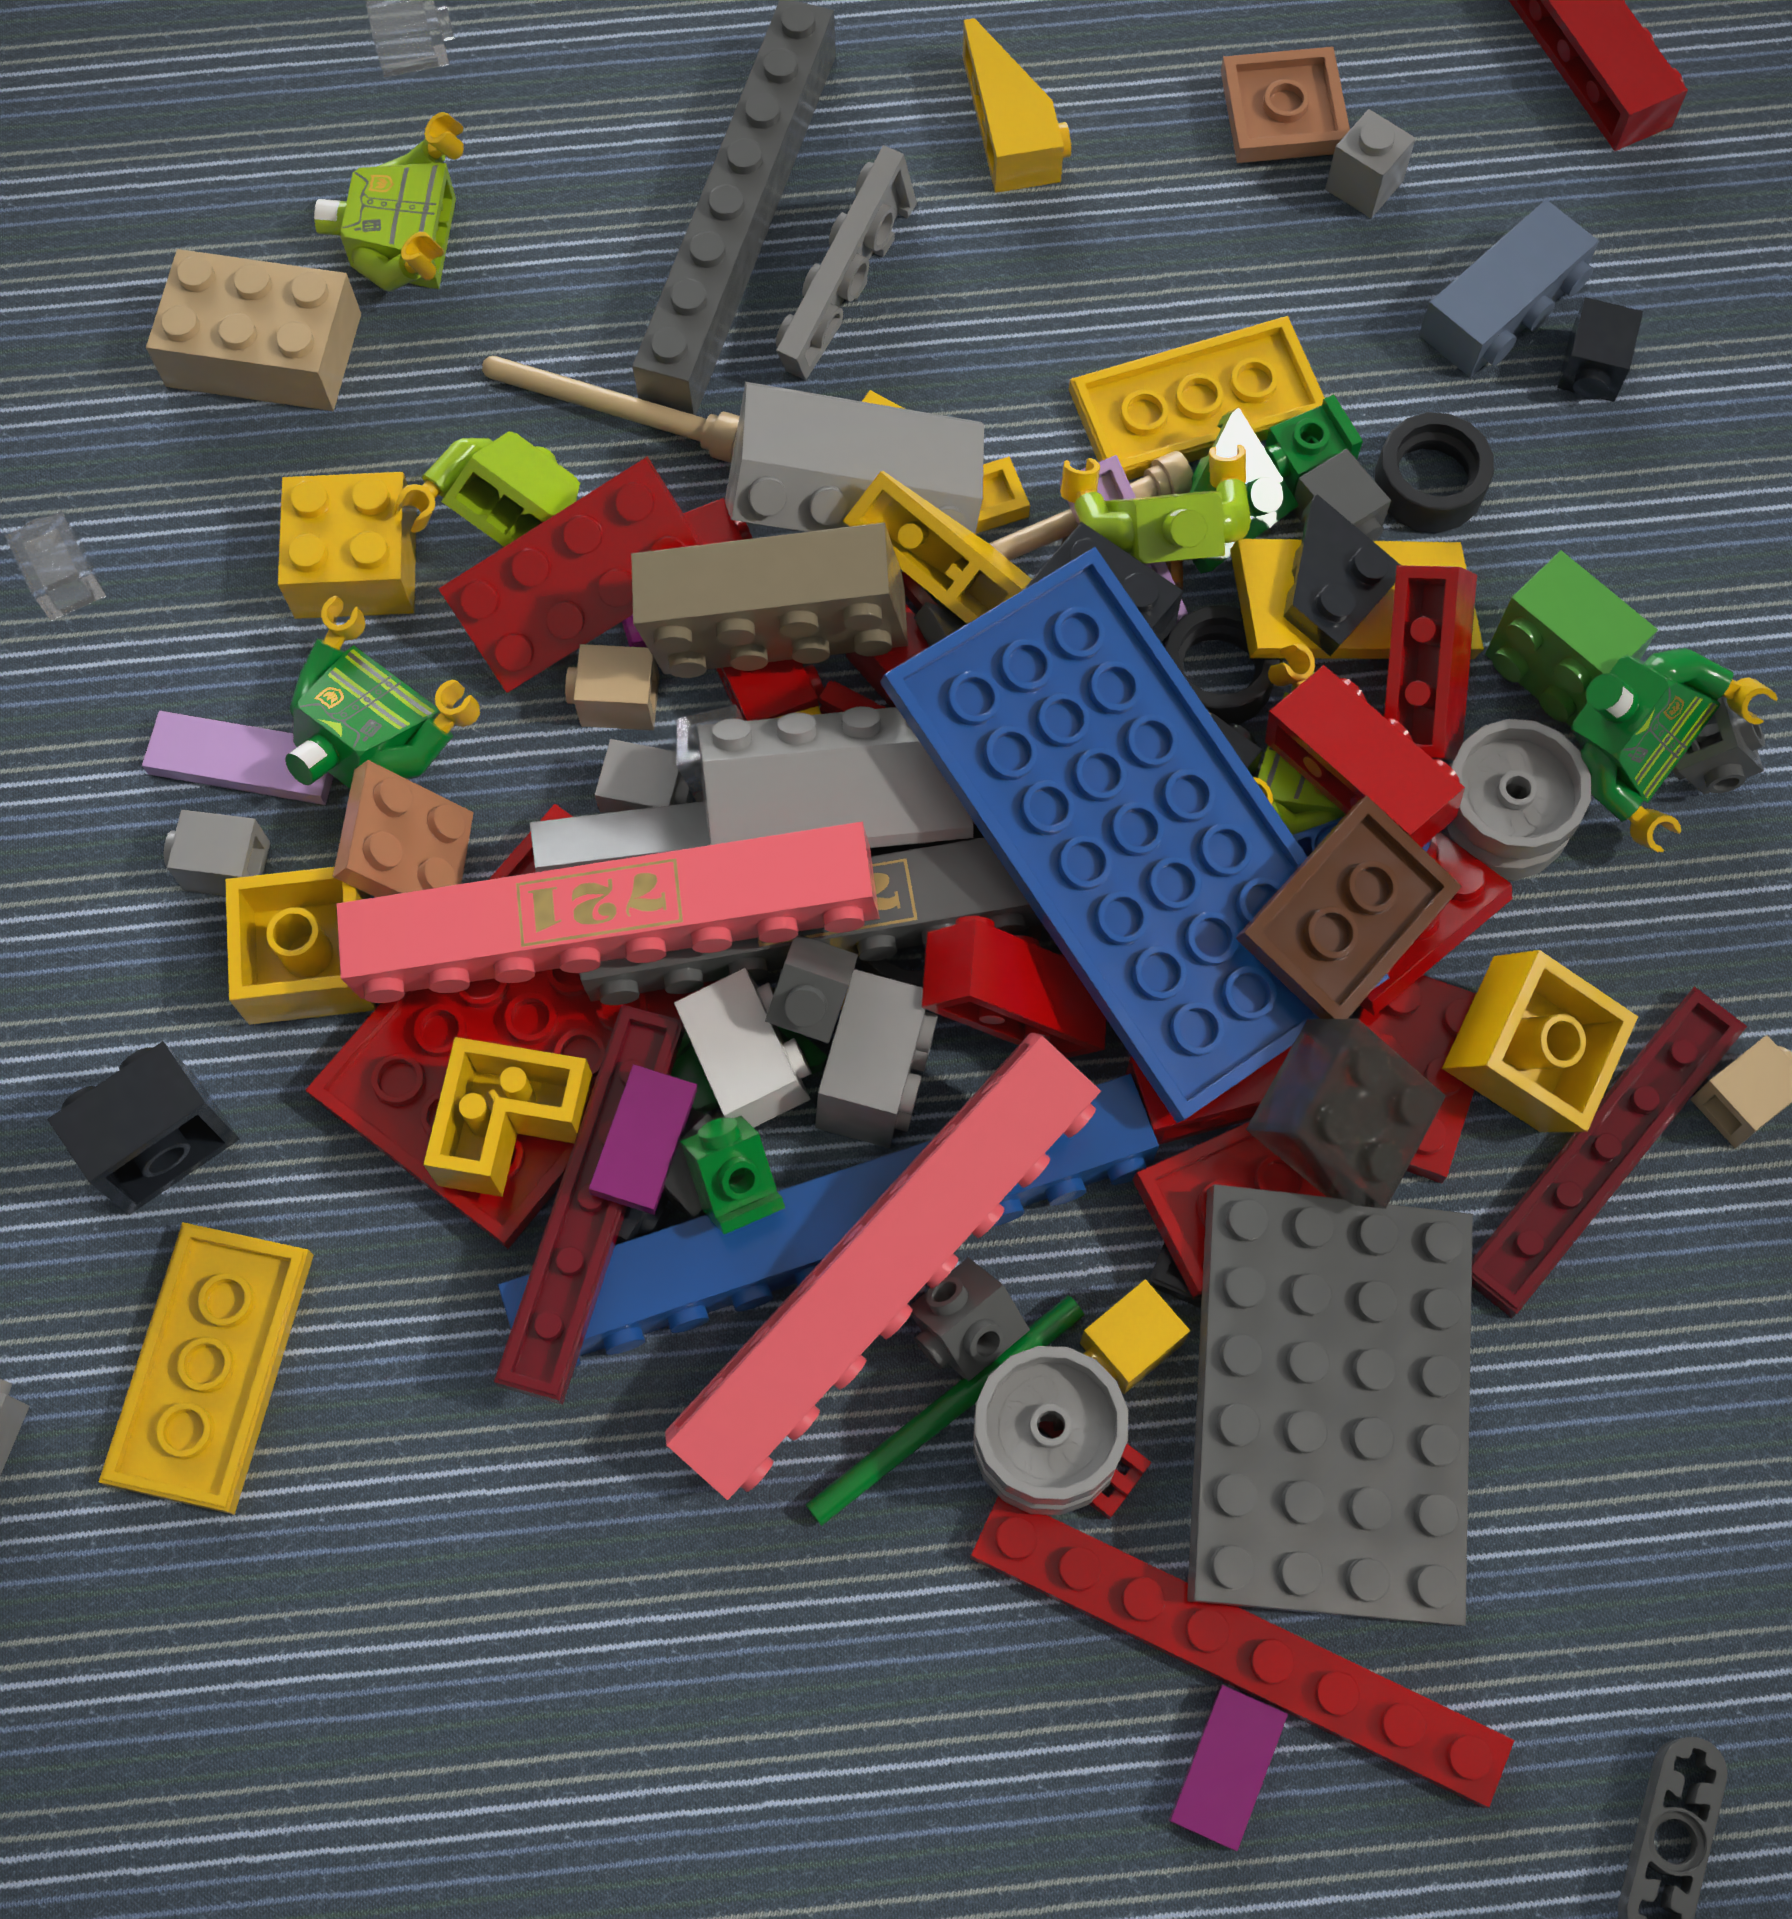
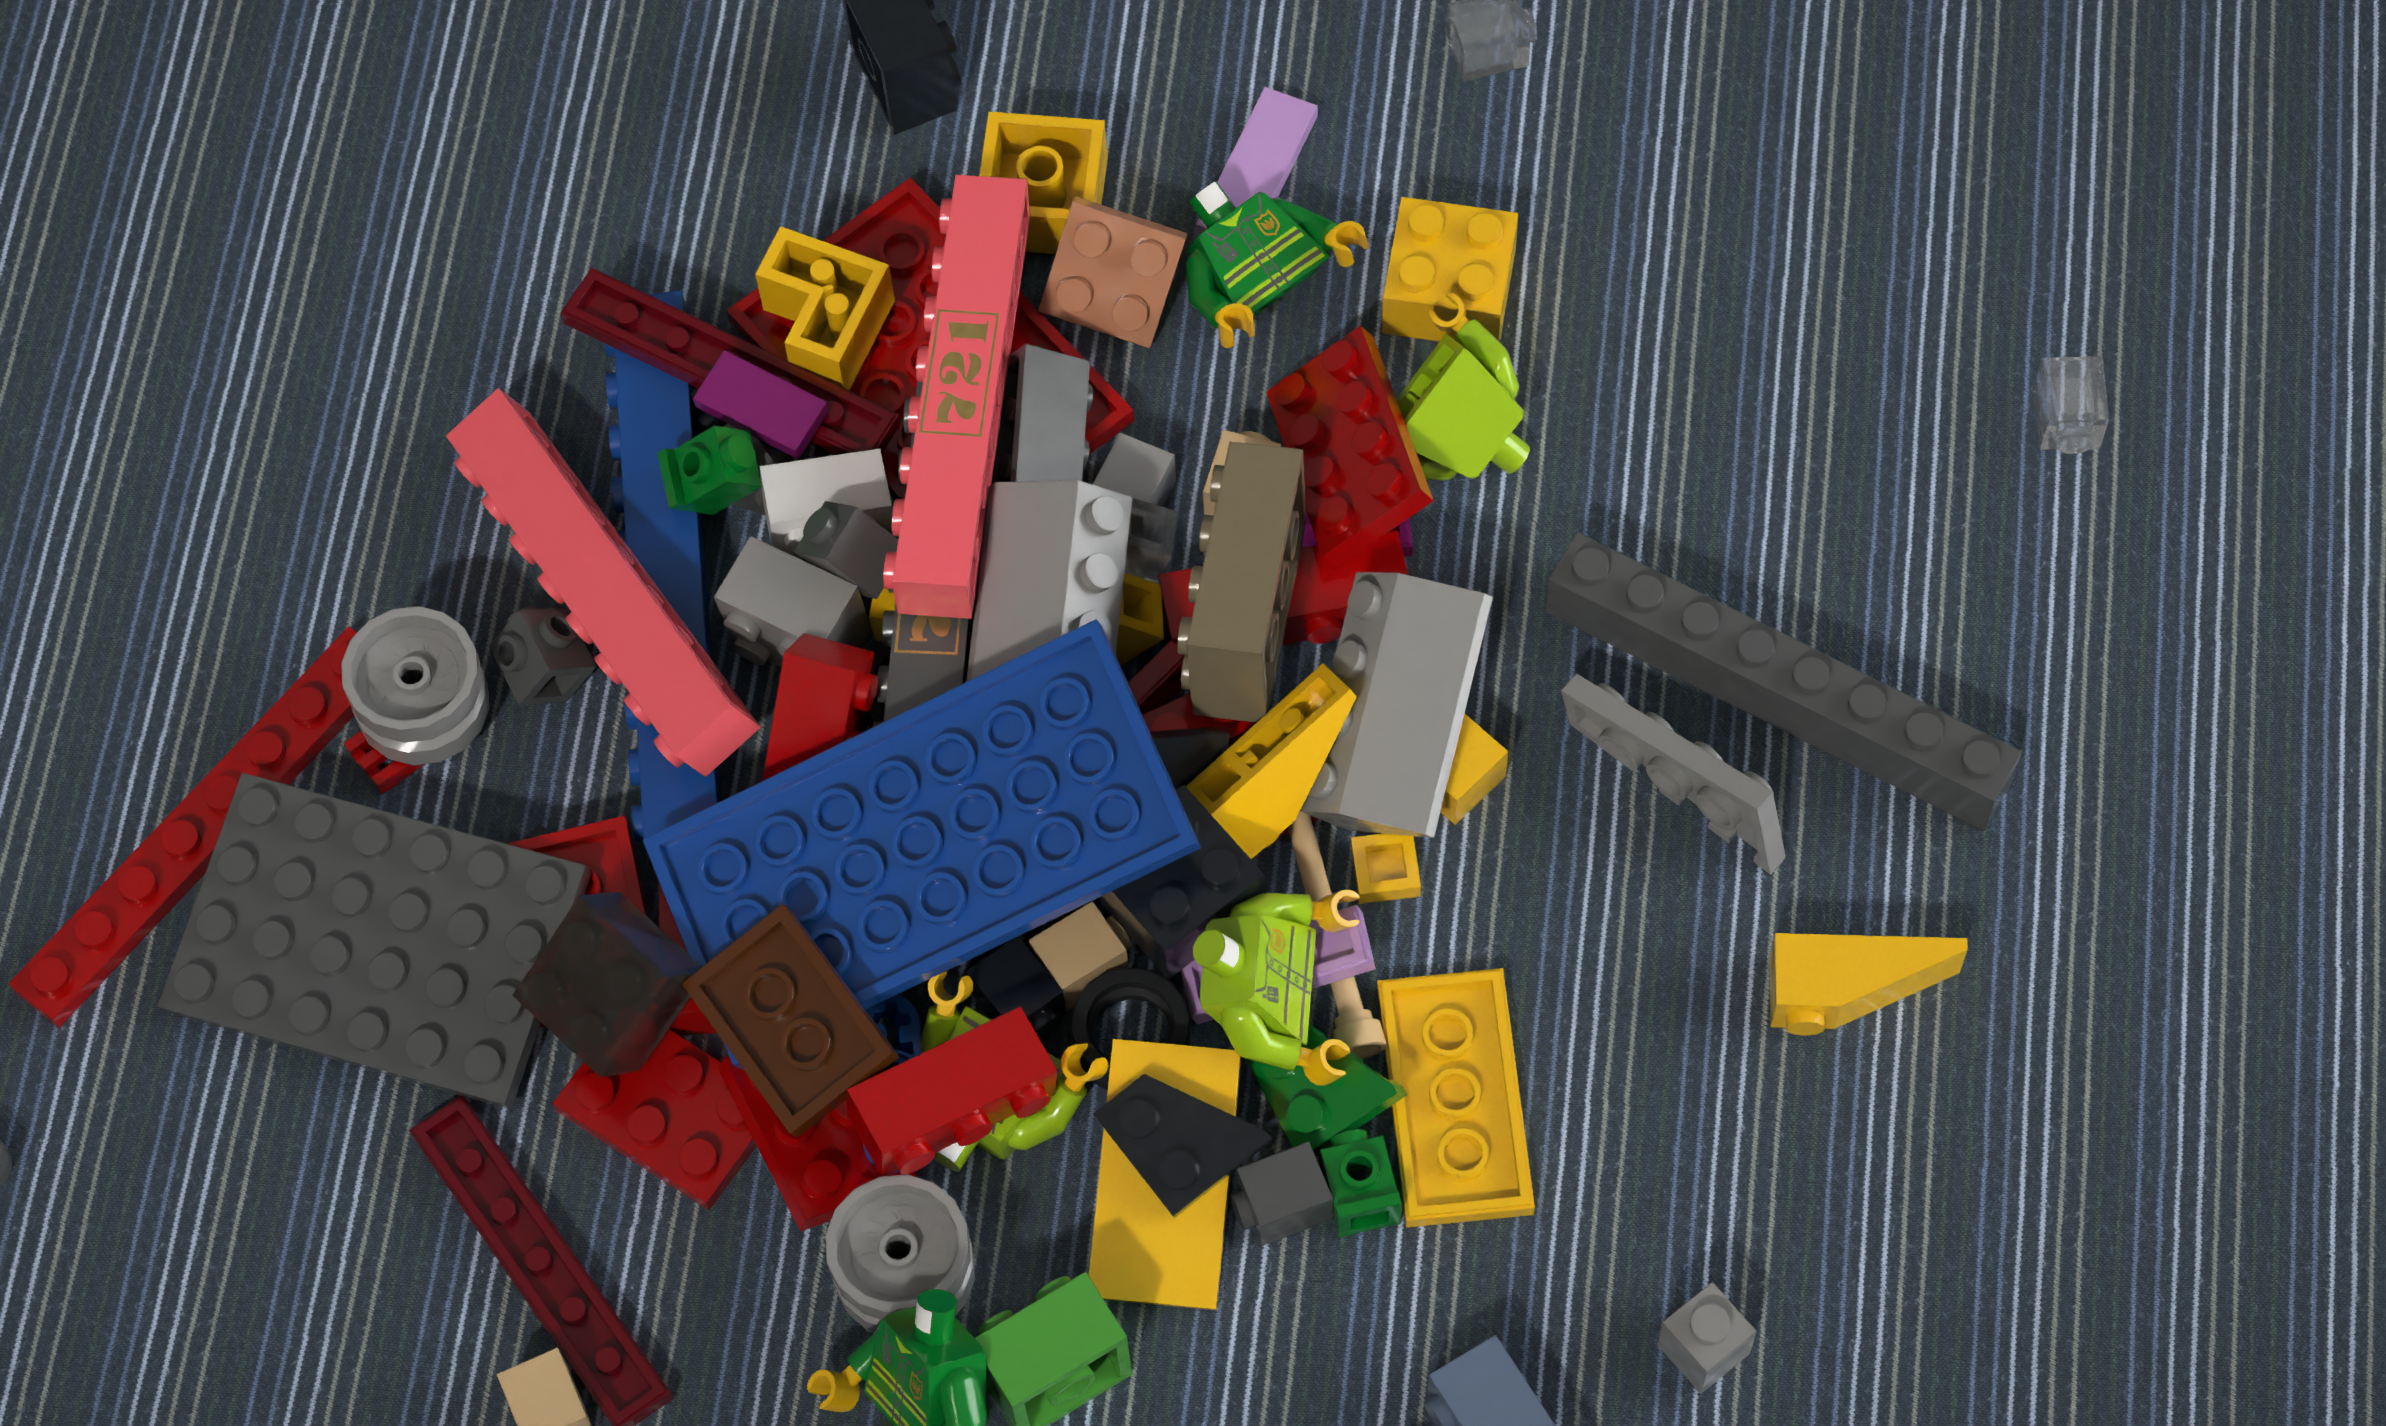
camera: 105 degrees right, 5 degrees down
(207, 1368) = (698, 88): yellow tile -> none
(214, 849) = (1155, 135): light grey brick -> none
(254, 329) = (1714, 221): tan brick -> none
(399, 212) = (1823, 363): lime torso -> none
(714, 433) = (1510, 619): tan piece -> none
(934, 1418) = (478, 629): green piece -> none
(1134, 1336) = (488, 791): yellow brick -> none
(1228, 1768) = (112, 790): magenta tile -> none
(1284, 104) = (1815, 1275): nougat plate -> none
(1431, 655) = (1055, 1200): red brick -> none
(1450, 436) = (1294, 1254): black tyre -> none
(1540, 1042) = (639, 1200): yellow brick -> none

